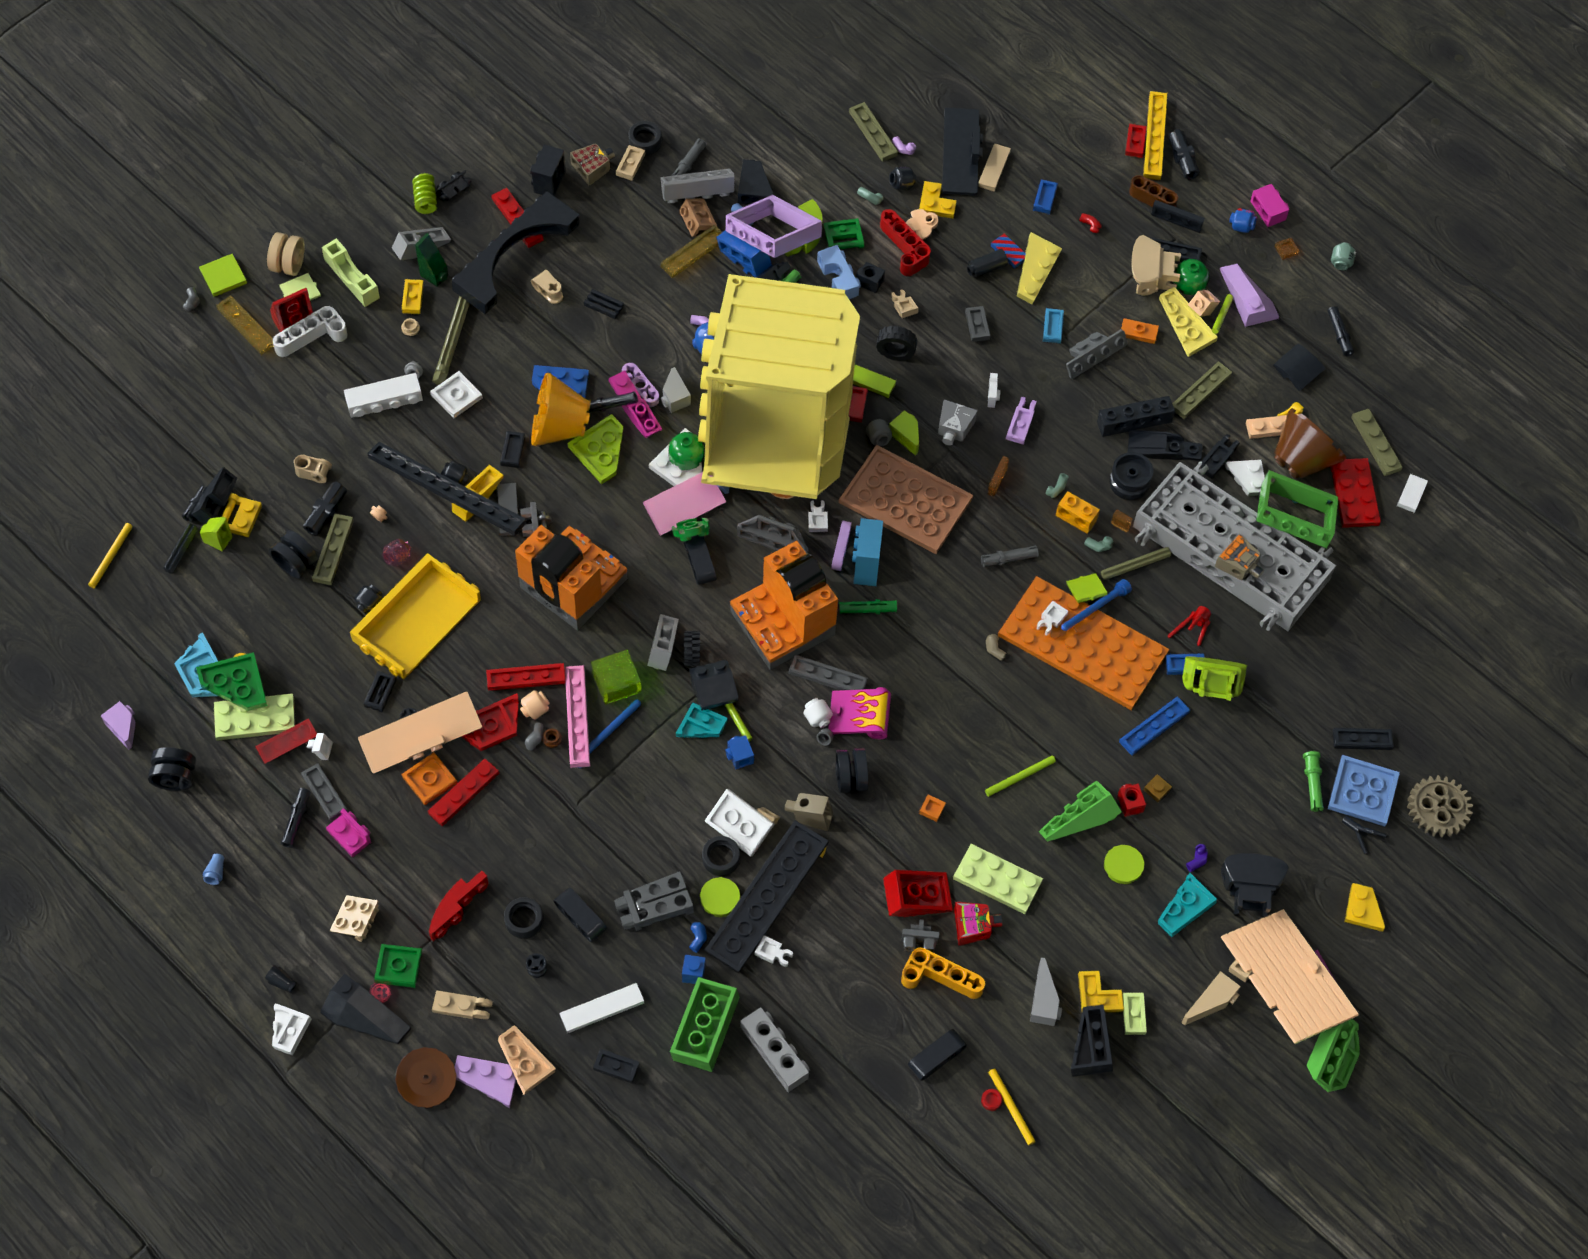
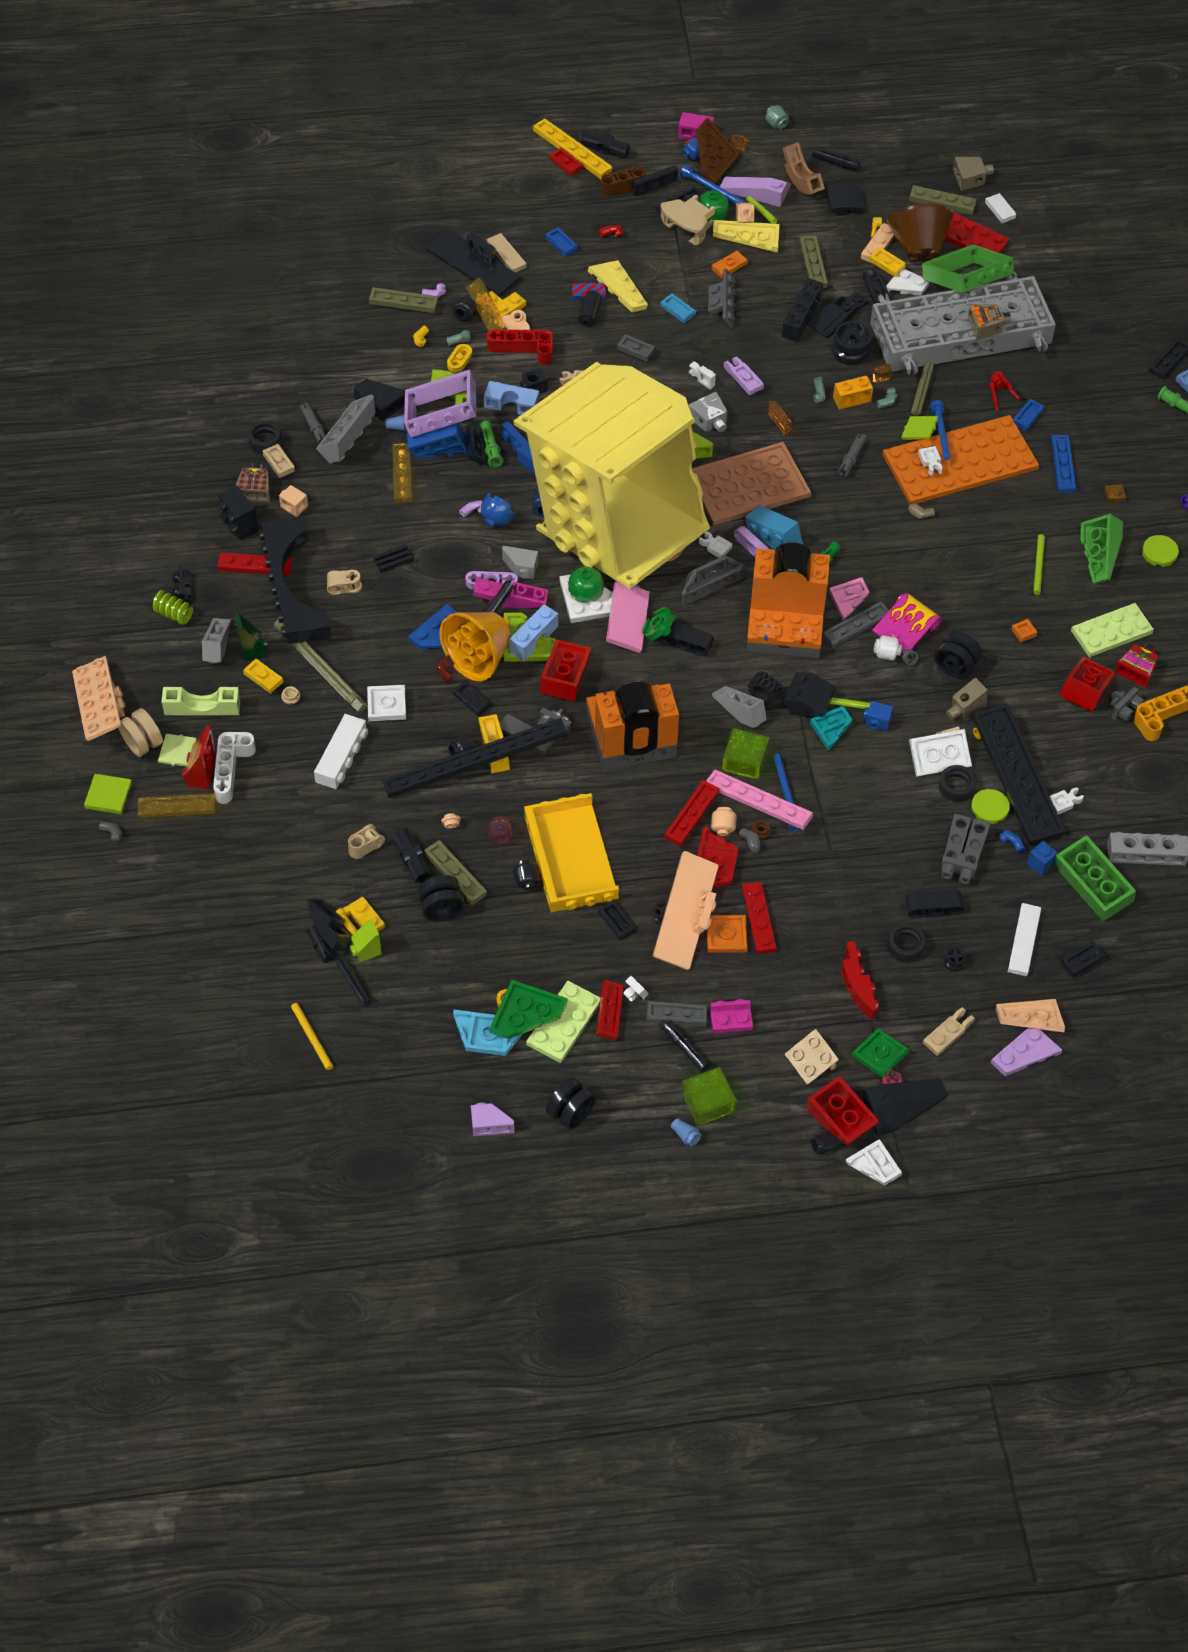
camera: 50 degrees left, 5 degrees down
(257, 864) = (709, 1096): none -> clear neon green brick
(297, 207) = (98, 698): none -> light nougat bracket
(312, 969) = (841, 1111): none -> red slope
(413, 367) = (335, 716): light grey plate -> none
(425, 1077) = (996, 1090): reddish brown piece -> none
(521, 409) = (442, 670): none -> clear red arm
(588, 493) = (565, 670): none -> red slope
(589, 443) = (543, 623): none -> light blue arch
(598, 199) = (293, 501): none -> light nougat brick
(696, 215) = (371, 451): medium nougat bracket -> none
(843, 230) = (478, 368): green plate -> none
(845, 168) = (419, 336): none -> yellow arm
(848, 209) = (459, 358): none -> yellow plate
(850, 650) = (848, 596): none -> bright pink wing
(918, 191) = (486, 305): none -> clear yellow plate
(1131, 807) = (1114, 507): red brick -> none
(1212, 233) = (688, 172): none -> blue piece
(1215, 677) = (1065, 399): lime piece -> none
(1250, 235) = (714, 151): none -> reddish brown plate
(1253, 444) = (887, 261): none -> yellow plate
(1294, 312) = (799, 173): none -> medium nougat arch
(1429, 443) = (971, 172): none -> dark tan torso

